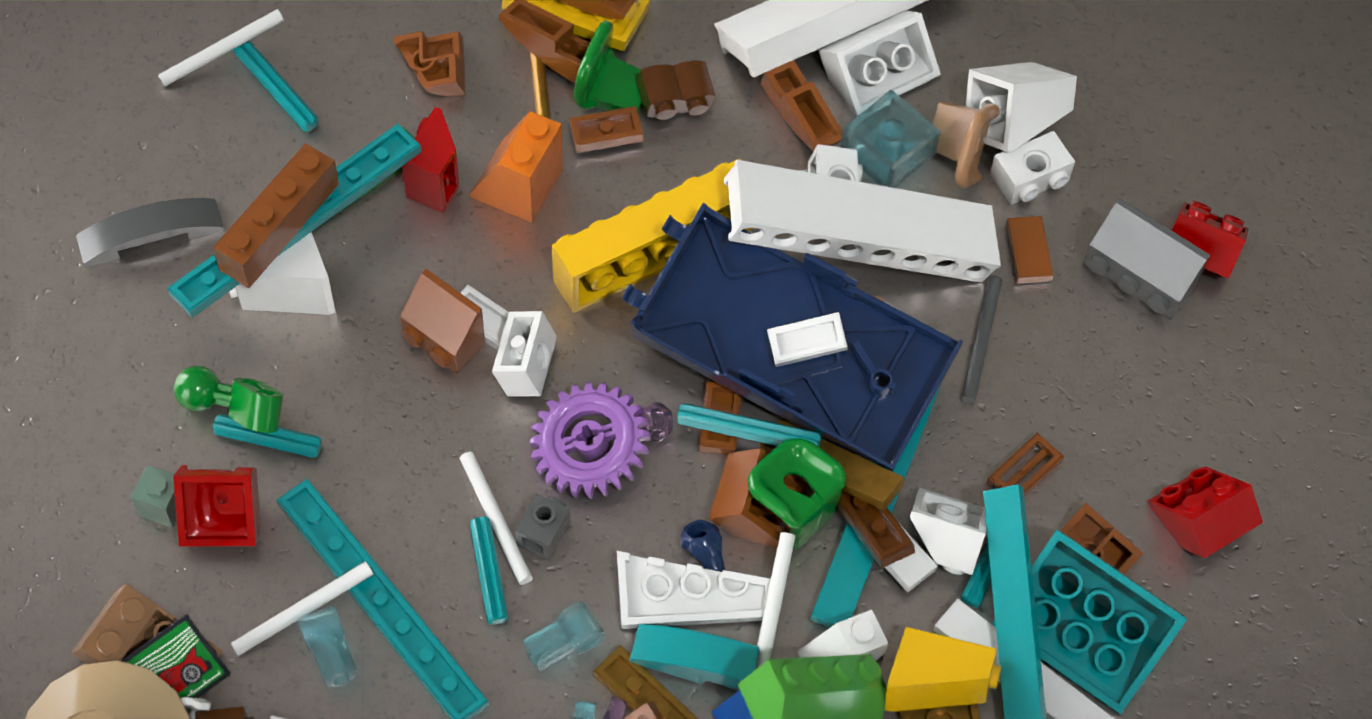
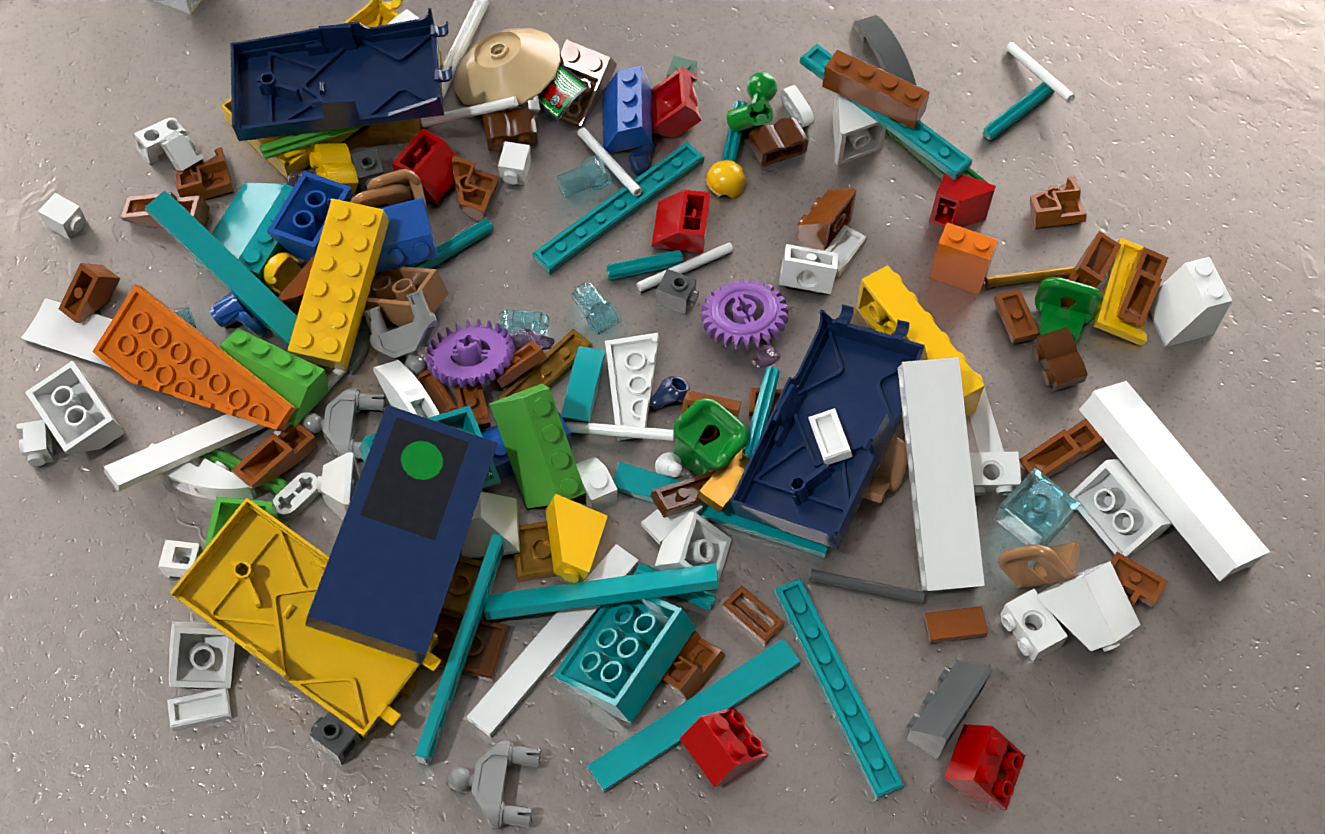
camera: 90 degrees right, 0 degrees up
(218, 577) = (627, 110): none -> blue slope
(235, 347) = (797, 106): none -> white beam
(295, 375) = (778, 141): none -> reddish brown brick
(300, 565) = (641, 159): none -> dark blue animal
(349, 452) = (726, 179): none -> yellow hair
(427, 510) = (682, 221): none -> red slope
(819, 552) = (669, 465): none -> white piece
(972, 53) = (1138, 580): none -> dark orange hinge
(1111, 384) = (839, 690): none -> teal tile
(1164, 548) = (665, 732): none -> teal tile

